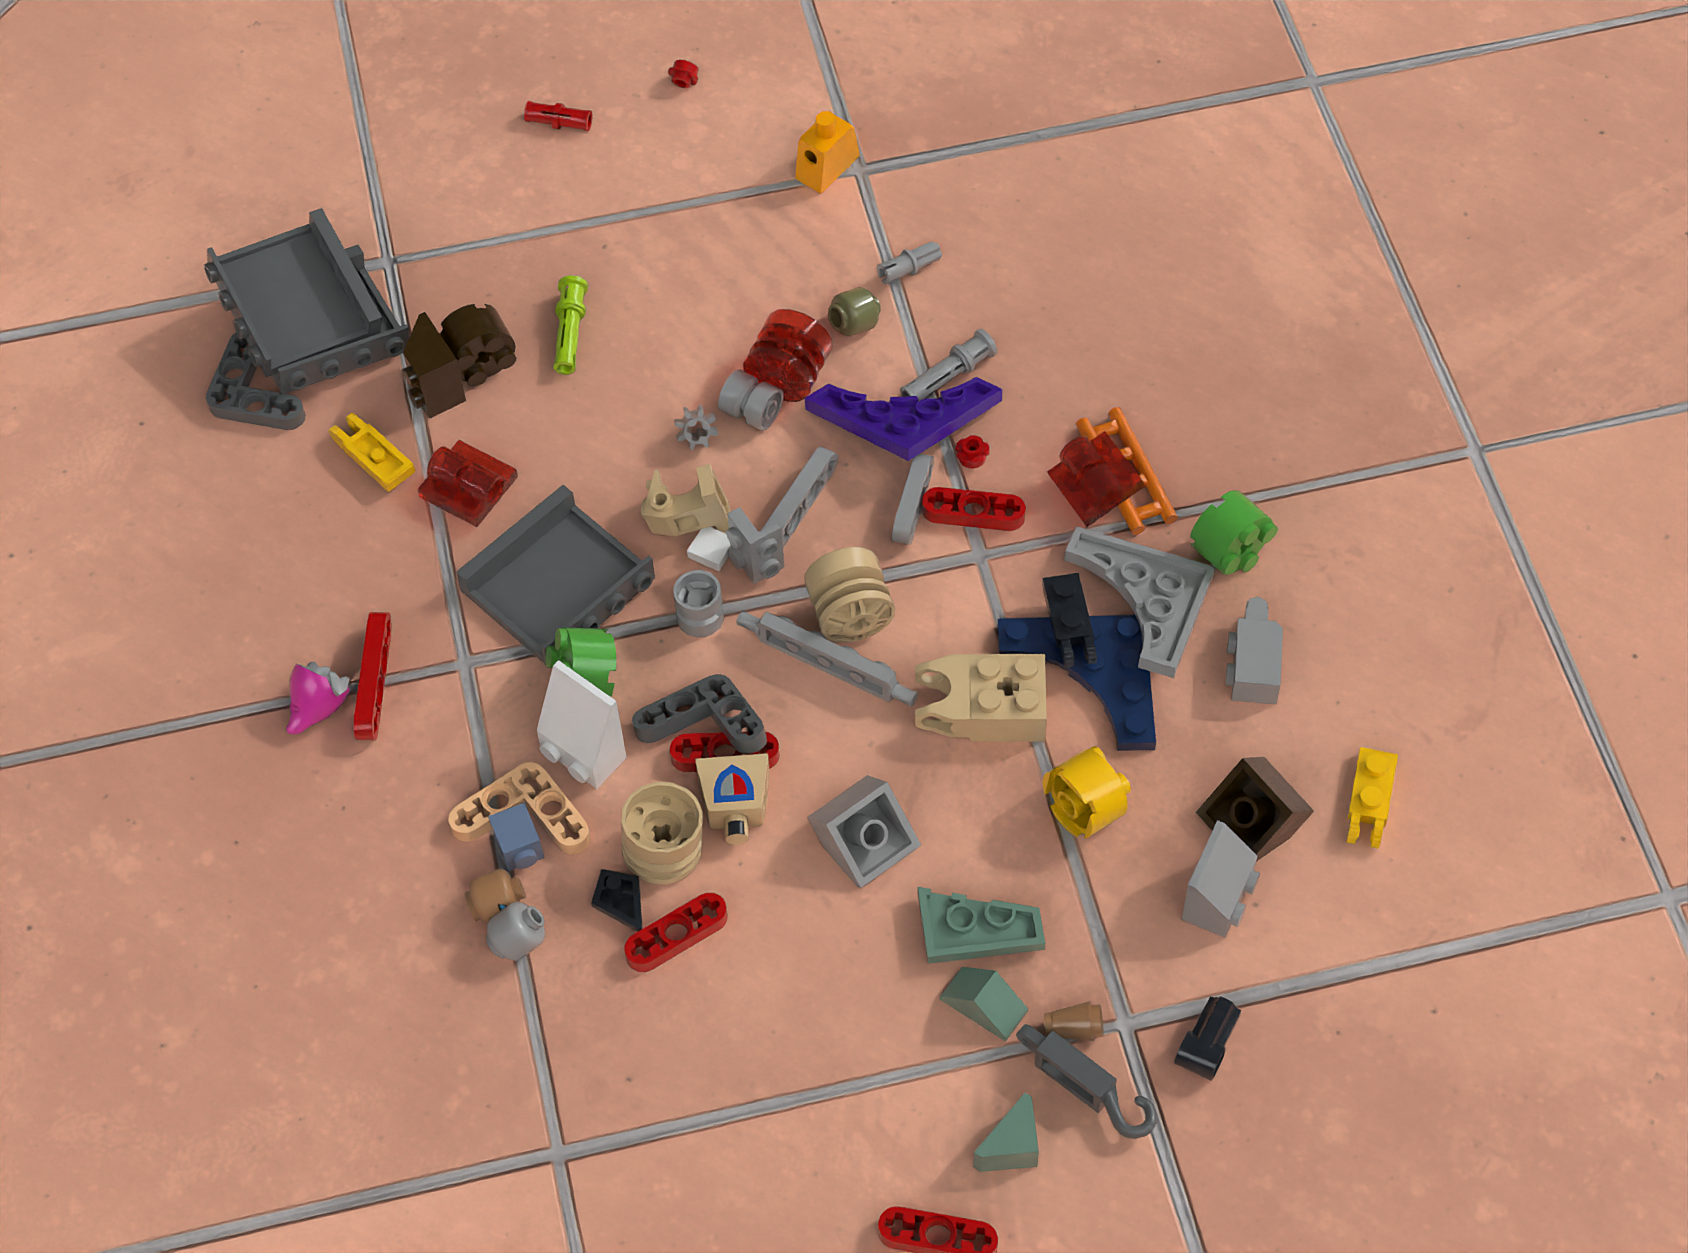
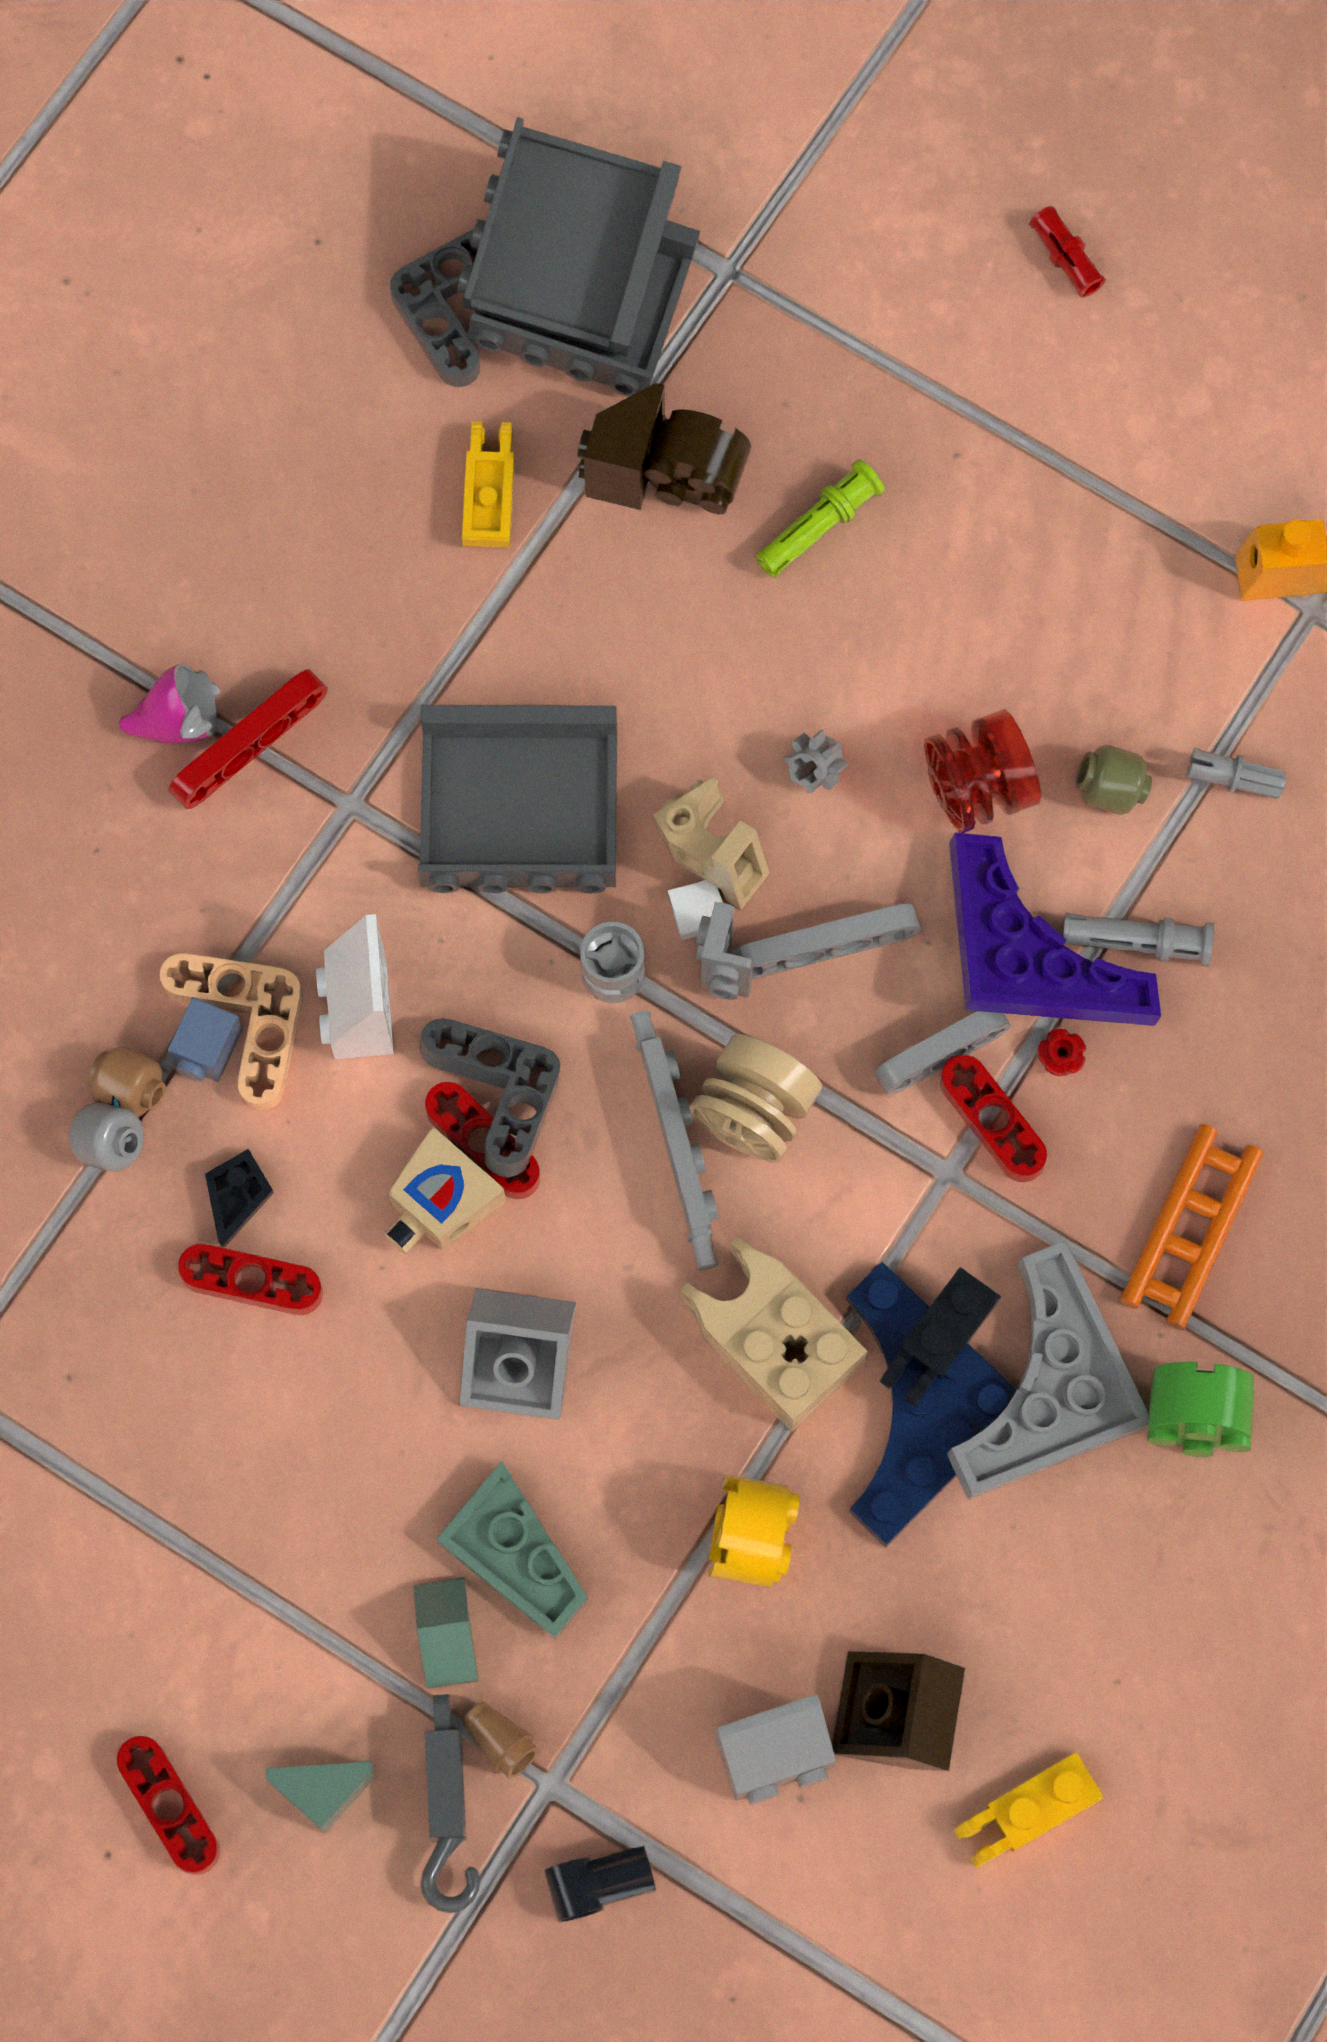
camera: 45 degrees right, 15 degrees up
(466, 482) = (541, 608): clear red plate -> none
(586, 652) = (430, 923): bright green brick -> none
(661, 832) = (321, 1143): tan wheel -> none
(683, 73) = (1248, 319): red plate -> none
(748, 398) = (898, 775): light grey wheel -> none
(1094, 477) = (1141, 1207): clear red plate -> none
(1257, 656) = (1084, 1555): light grey hinge -> none

